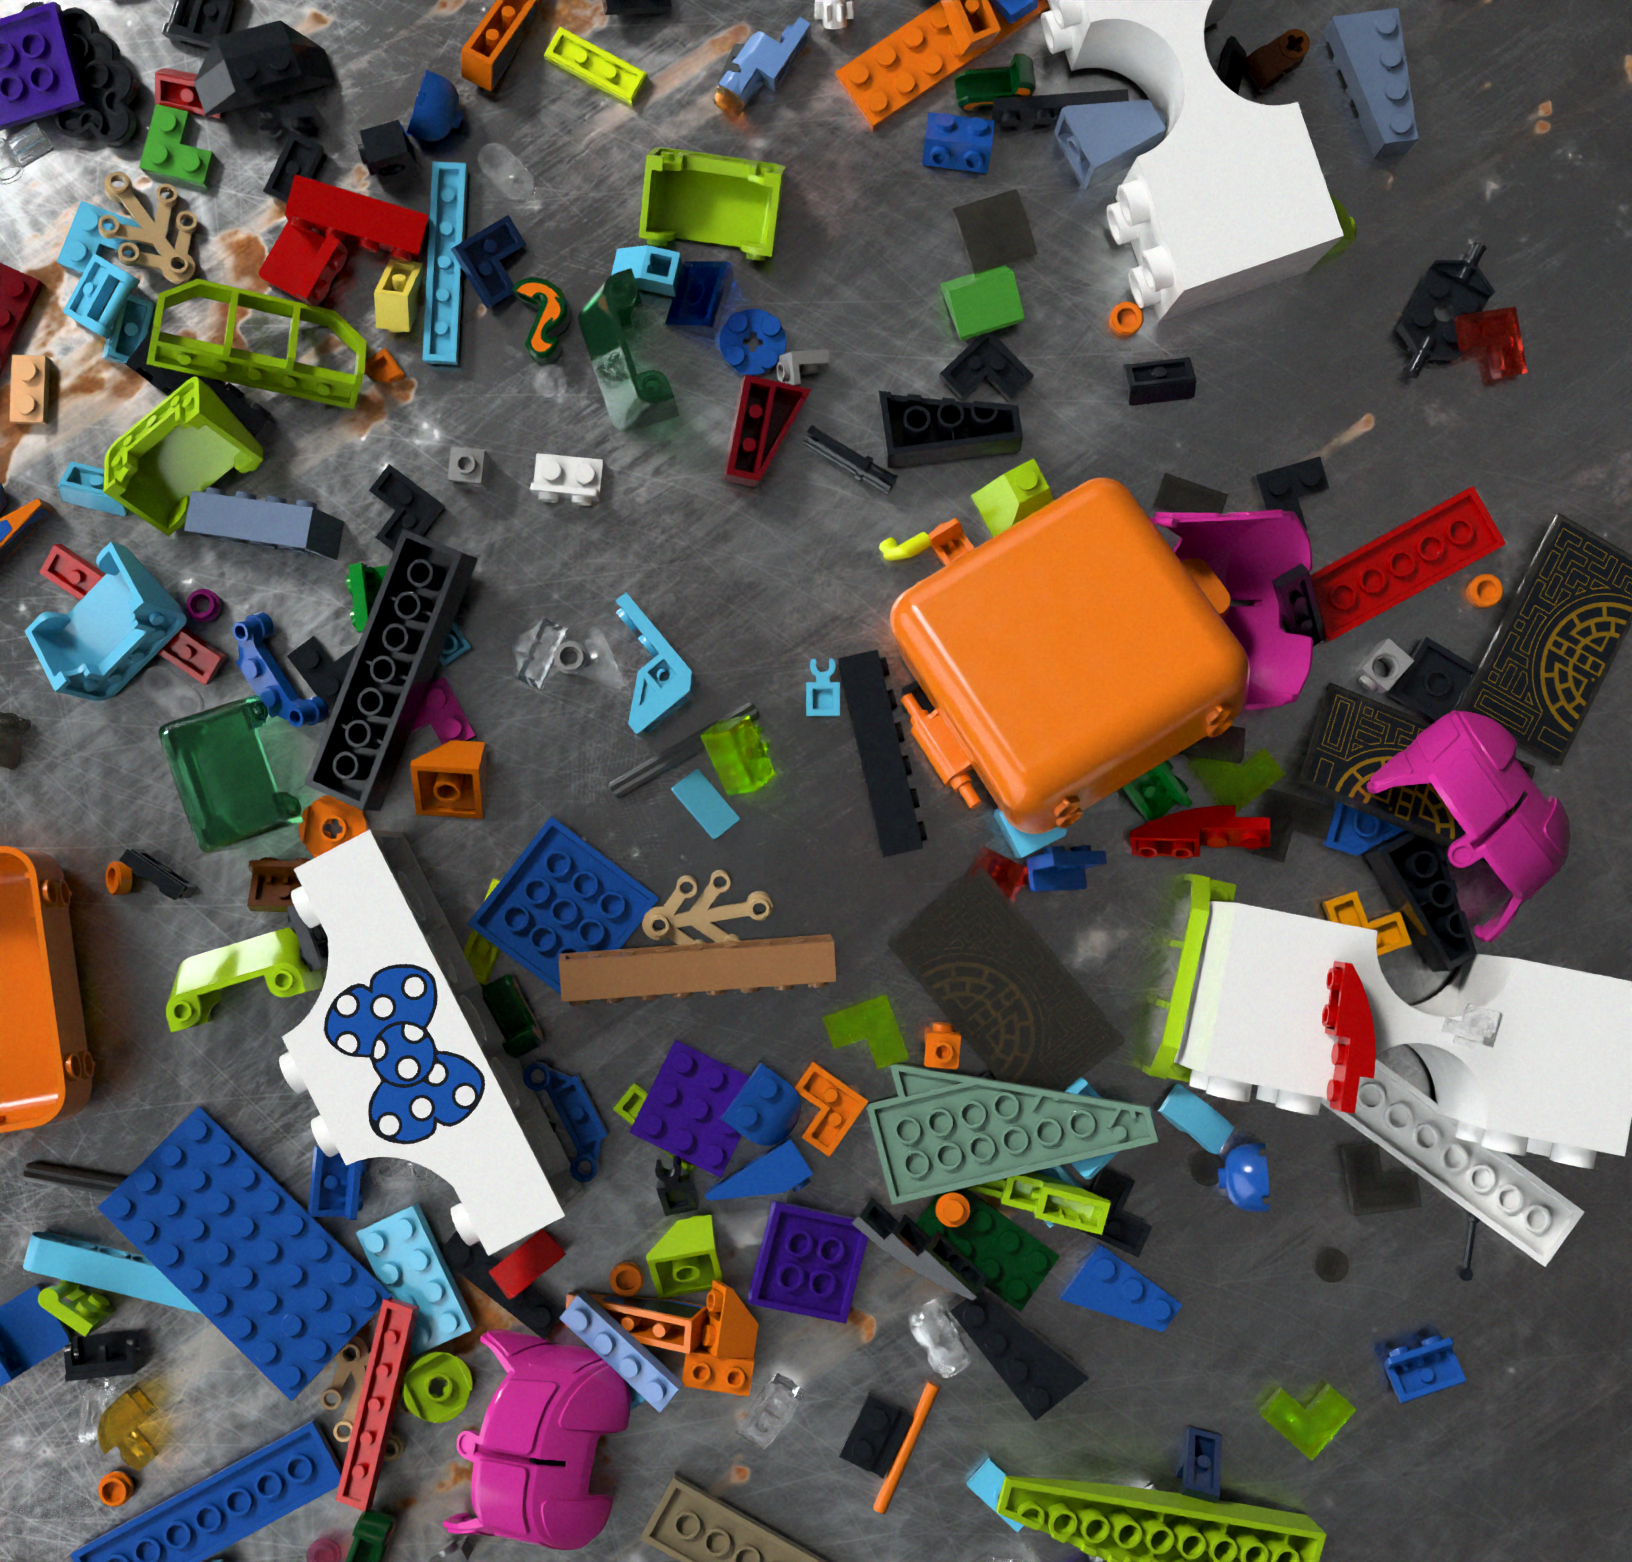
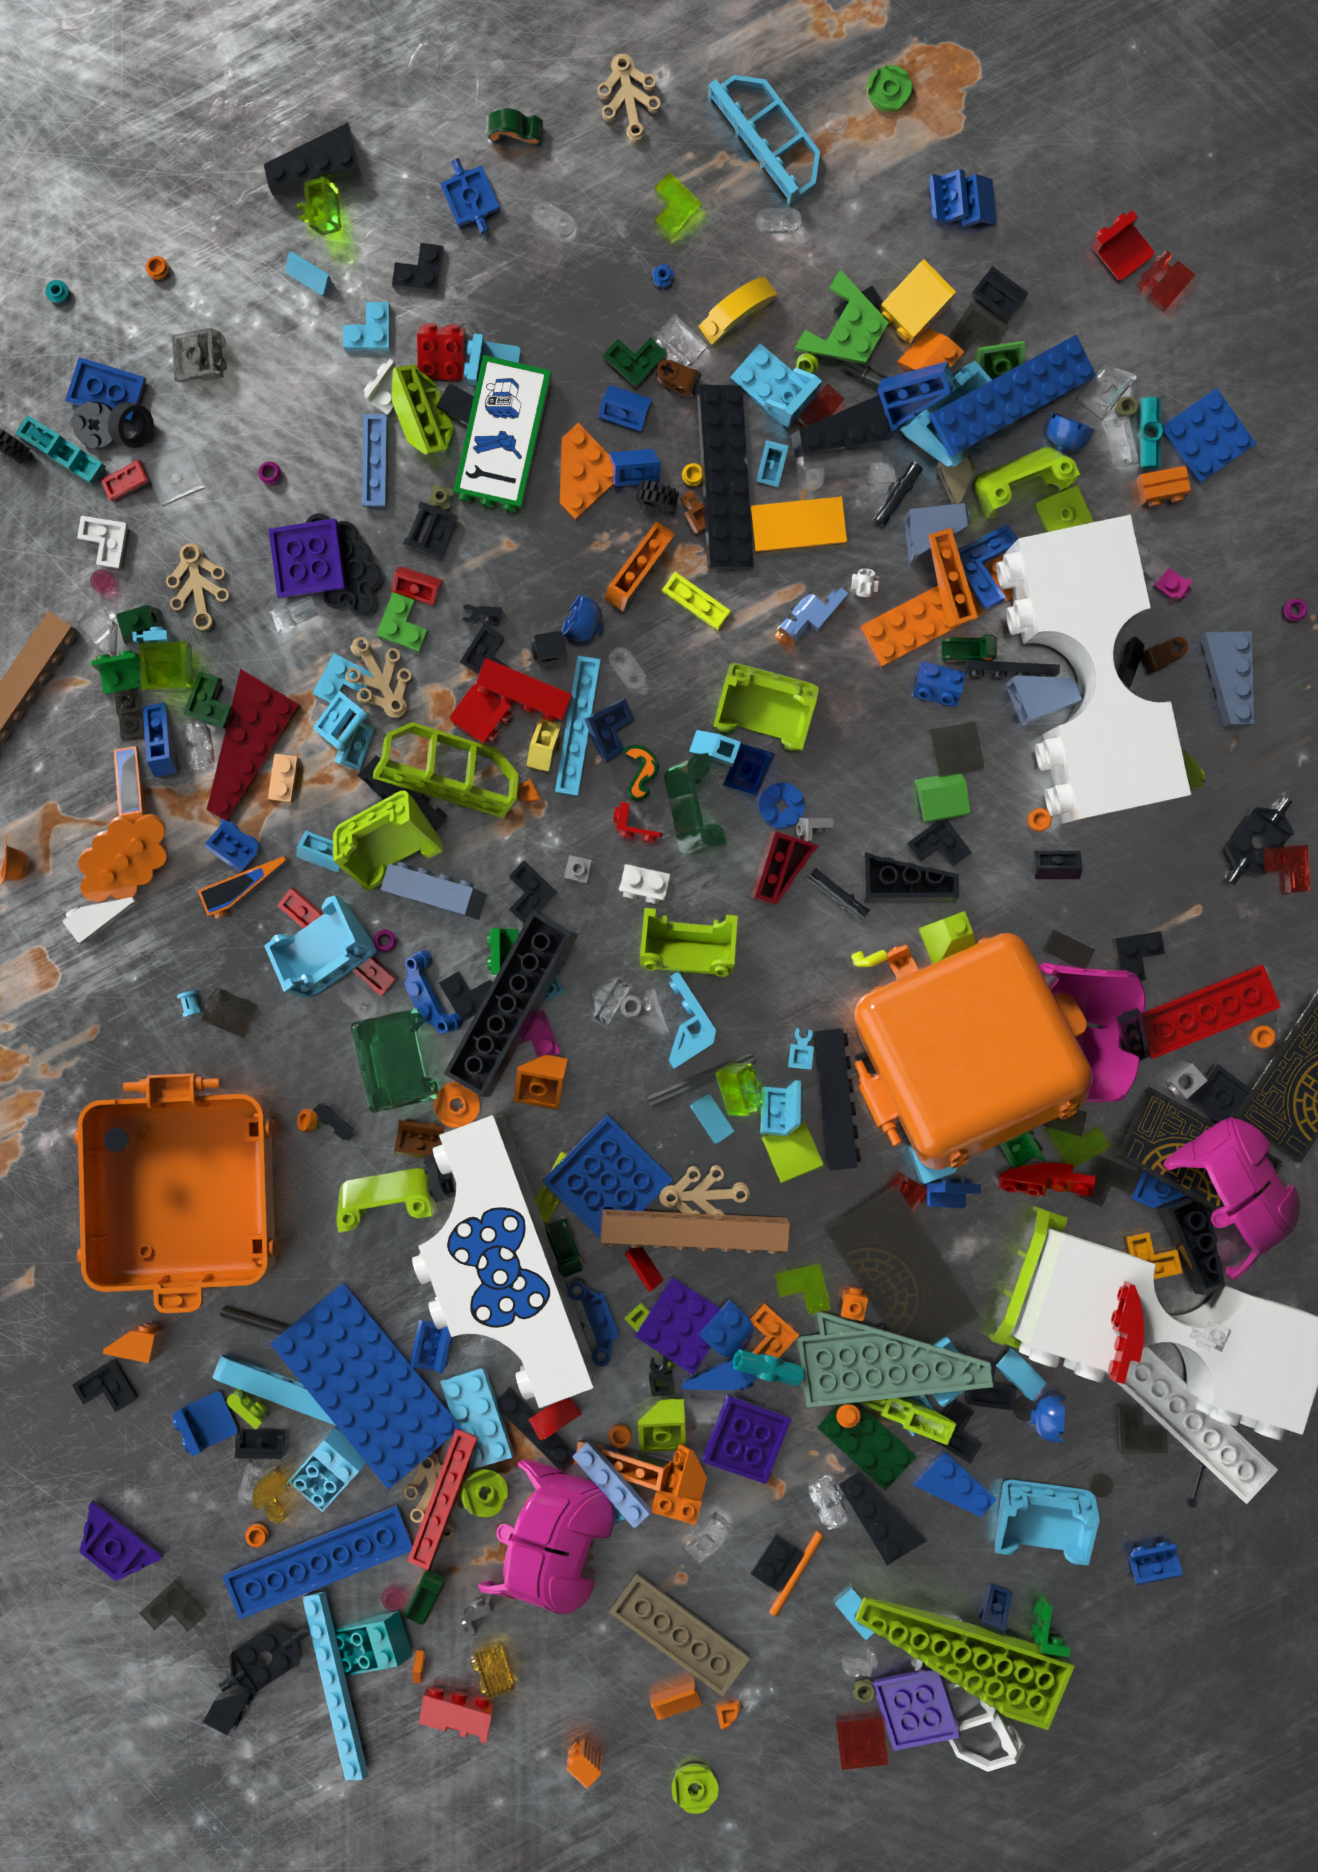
camera: 10 degrees right, 0 degrees up
(205, 1382) = (327, 1470): none -> medium azure slope
(259, 67) = (467, 576): black wedge -> none
(535, 404) = (621, 816): none -> red bracket
(632, 1030) = (644, 1267): none -> red slope
(636, 556) = (687, 945): none -> lime windscreen
(802, 777) = (781, 1109): none -> medium azure bracket
(827, 837) = (793, 1153): none -> lime slope
(827, 1154) = (768, 1367): none -> teal piece
(929, 1256) = (827, 1444): black slope -> none
(1165, 1156) = (998, 1397): none -> black plate
(1260, 1323) = (1048, 1519): none -> medium azure windscreen
(1282, 1501) = (1047, 1640): none -> green bracket
(1309, 1427) = (1073, 1593): clear neon green plate -> none

